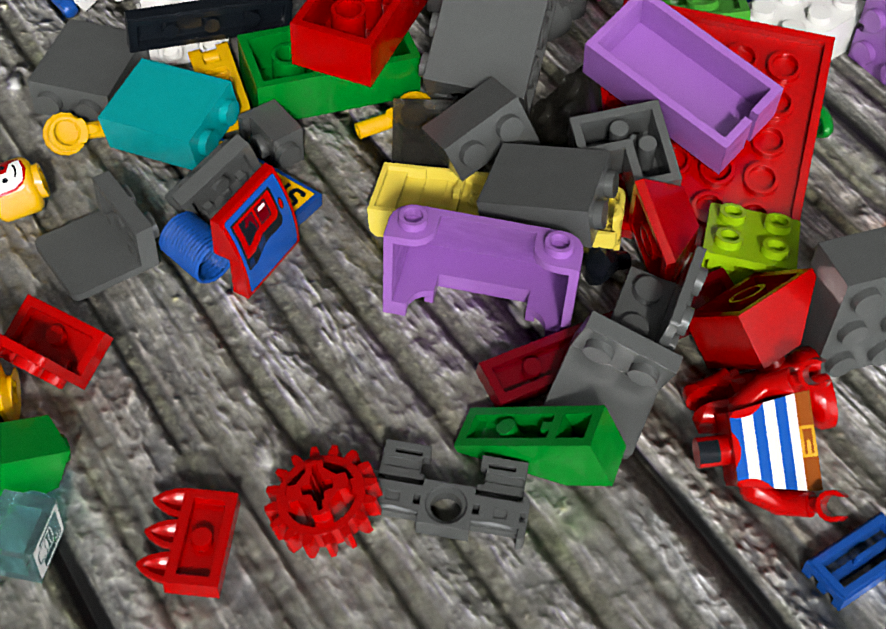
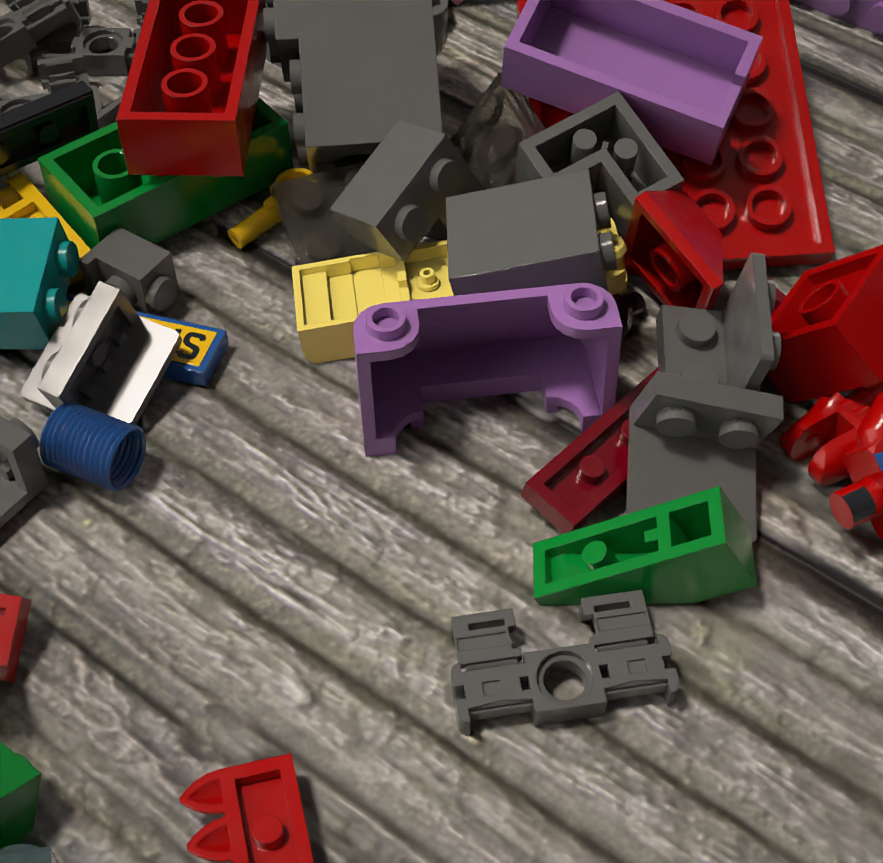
camera: 15 degrees left, 0 degrees up
(255, 230) = (167, 400): slope -> none
(327, 498) = (372, 736): red gear -> none
(749, 241) = (790, 231): lime bracket -> none

